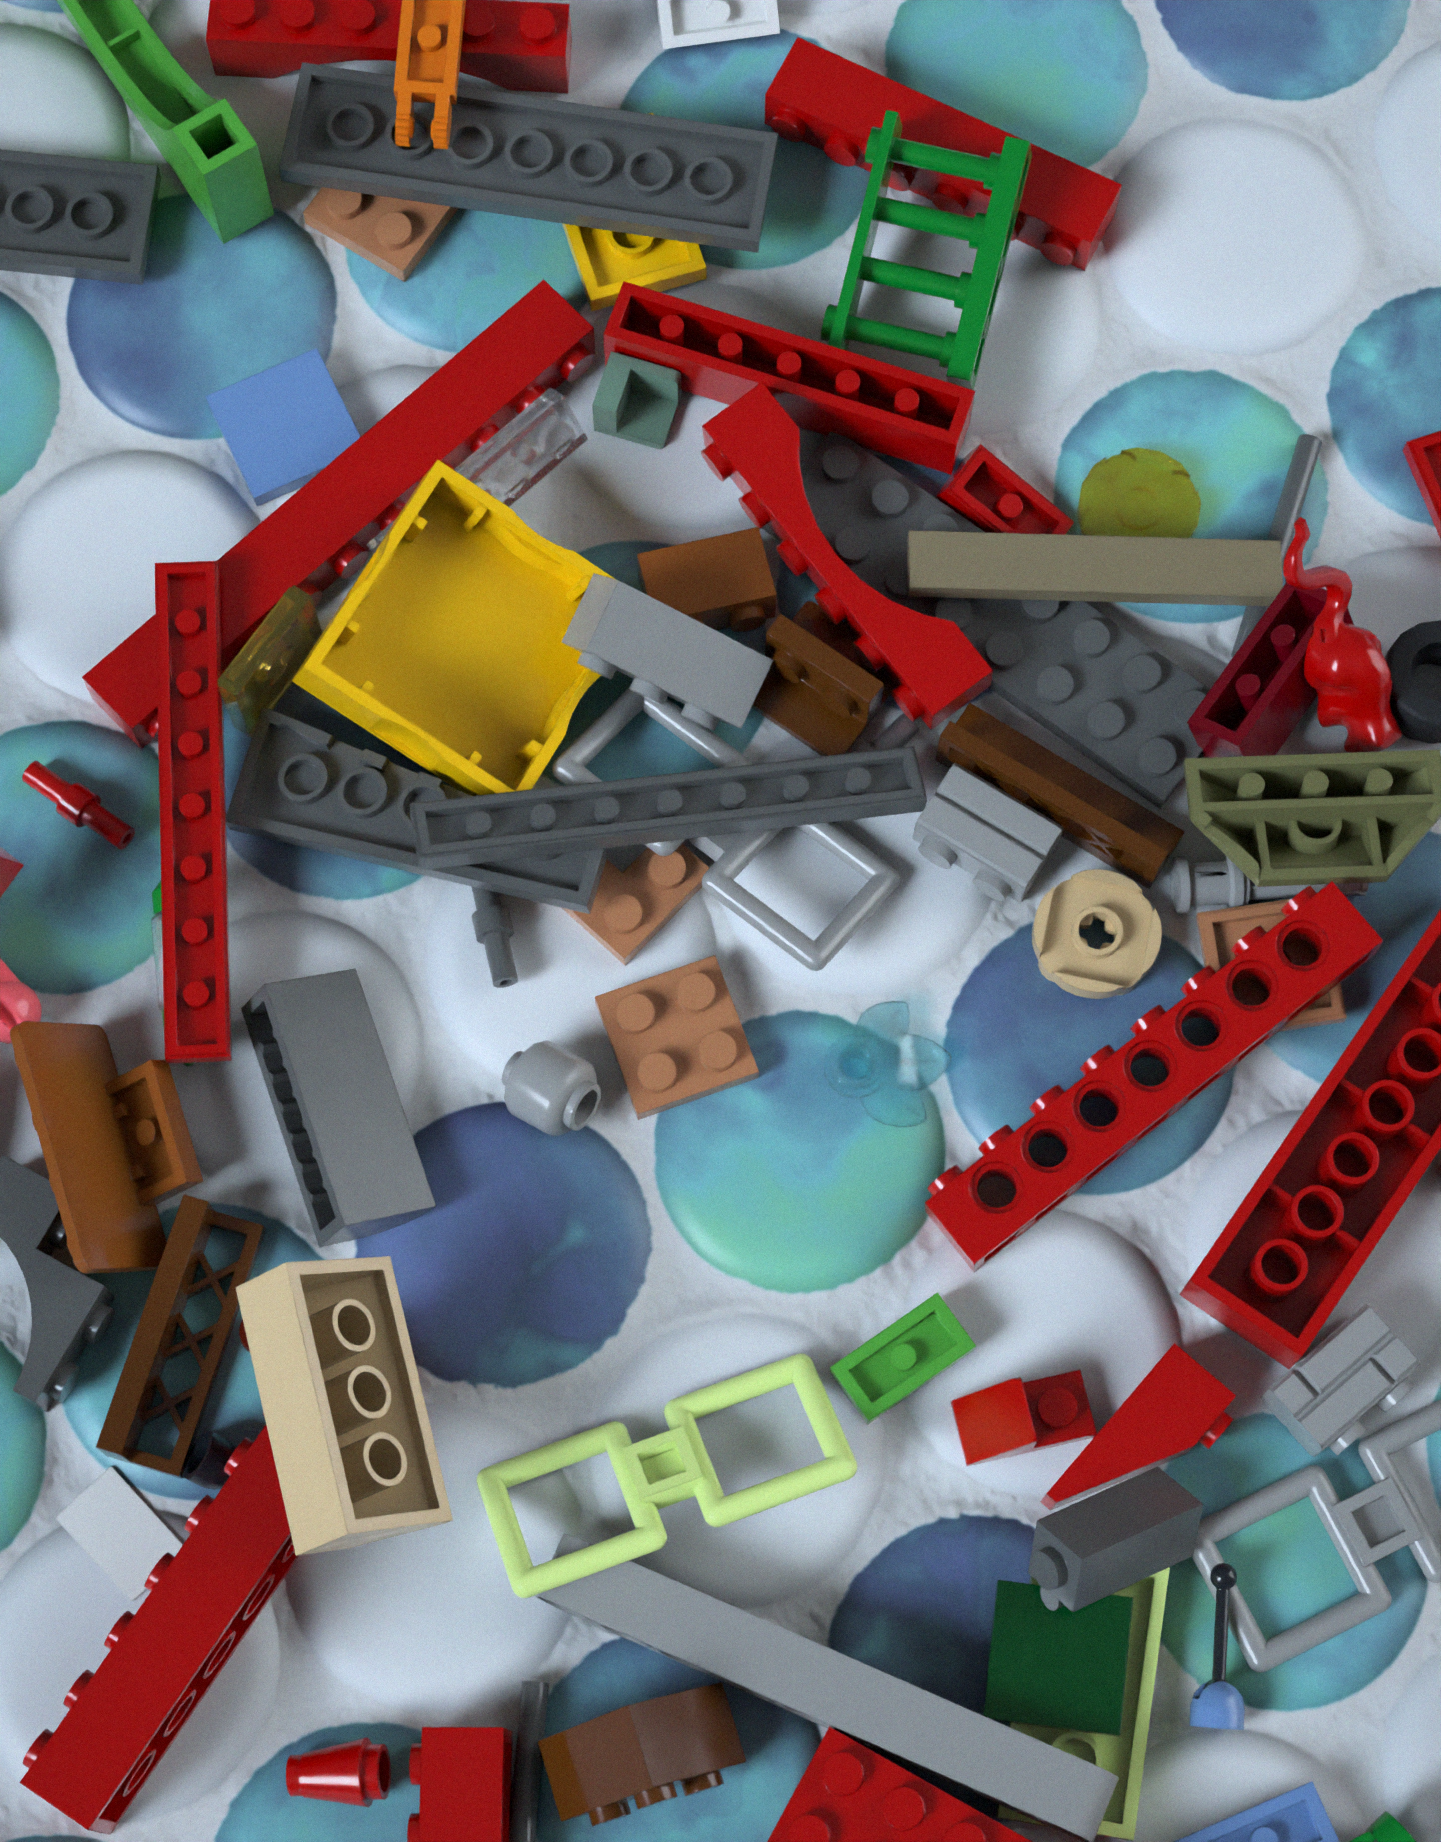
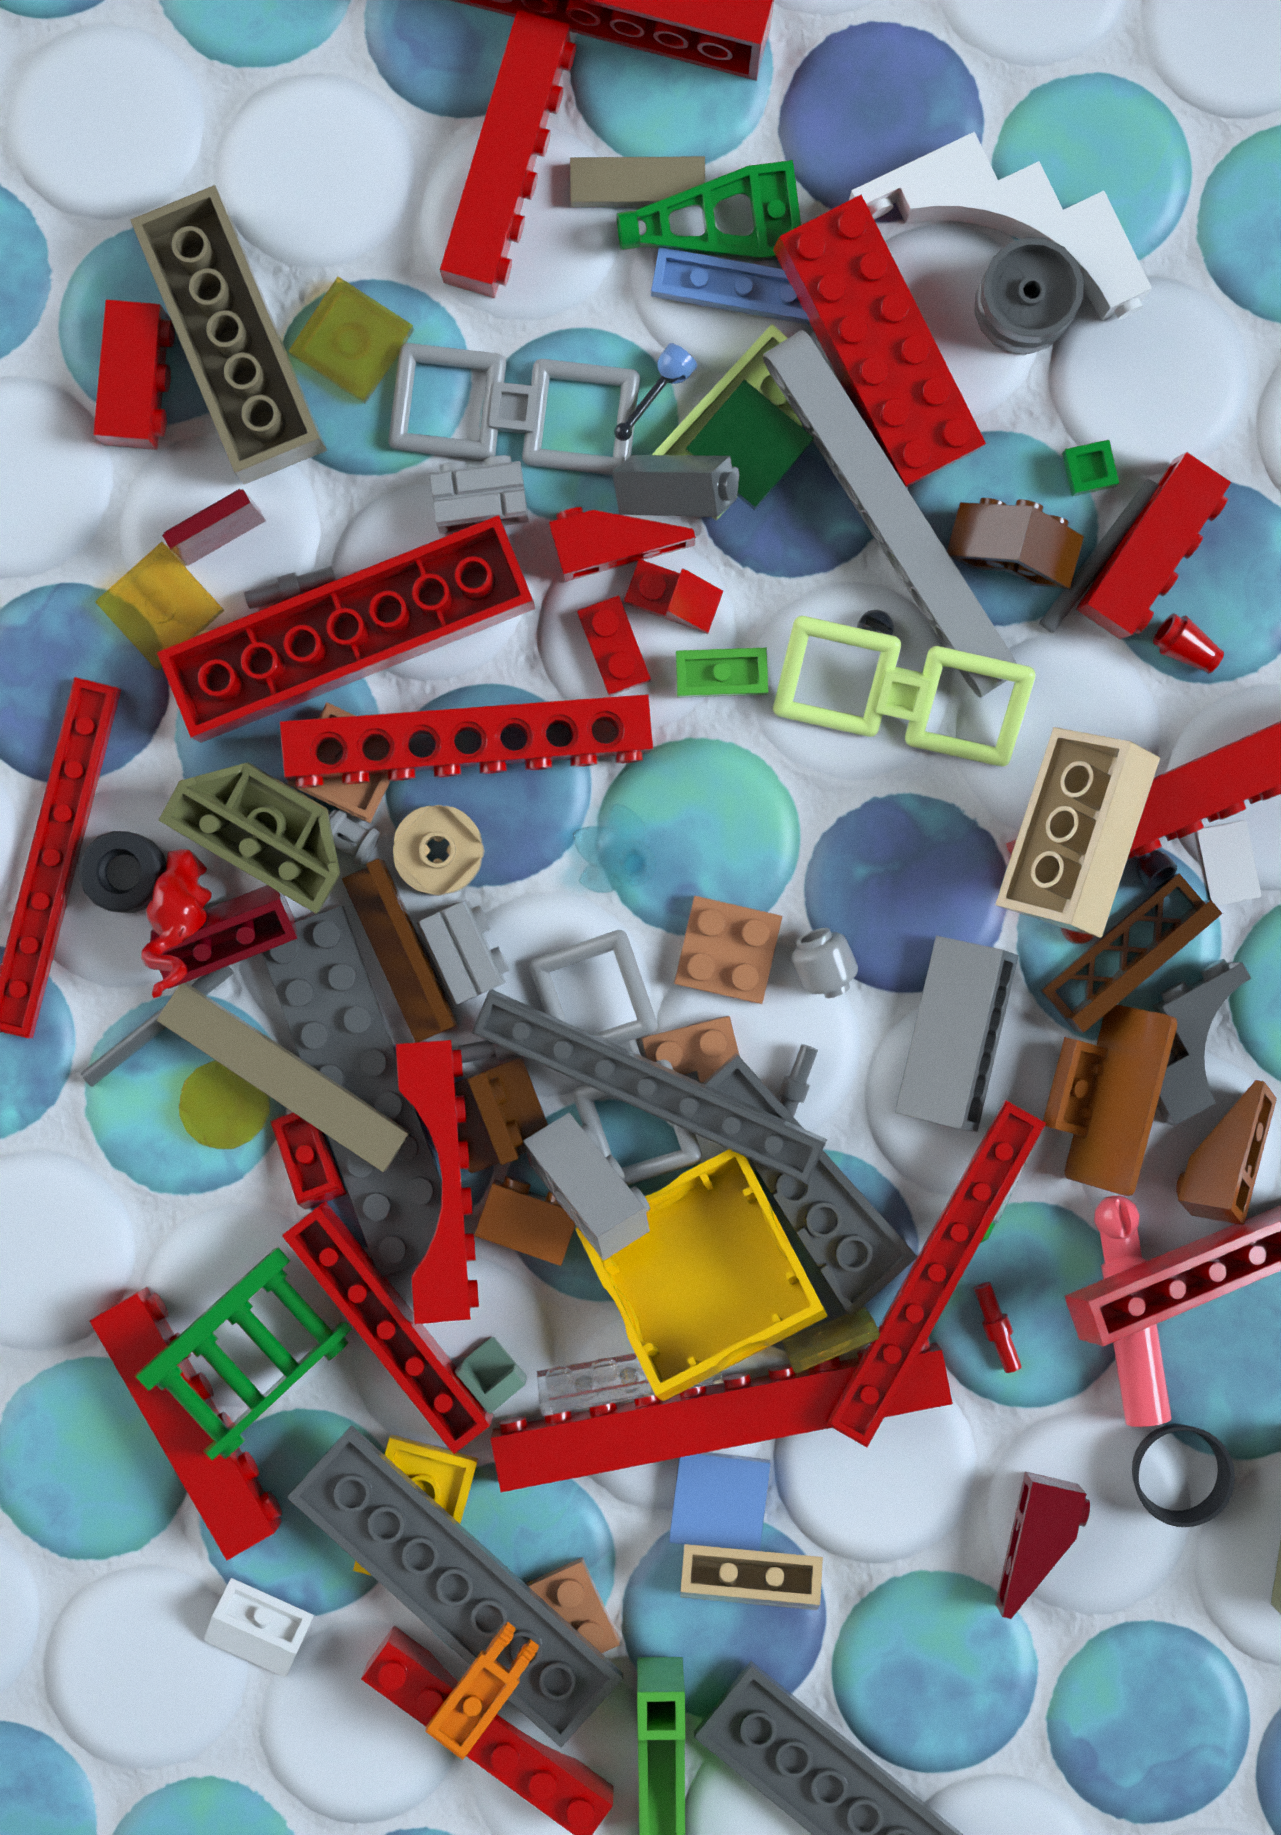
camera: 145 degrees left, 15 degrees up
(200, 359) = (751, 1577): none -> tan brick
(750, 1554) = (879, 617): none -> black hinge
(1054, 1310) = (614, 646): none -> red plate

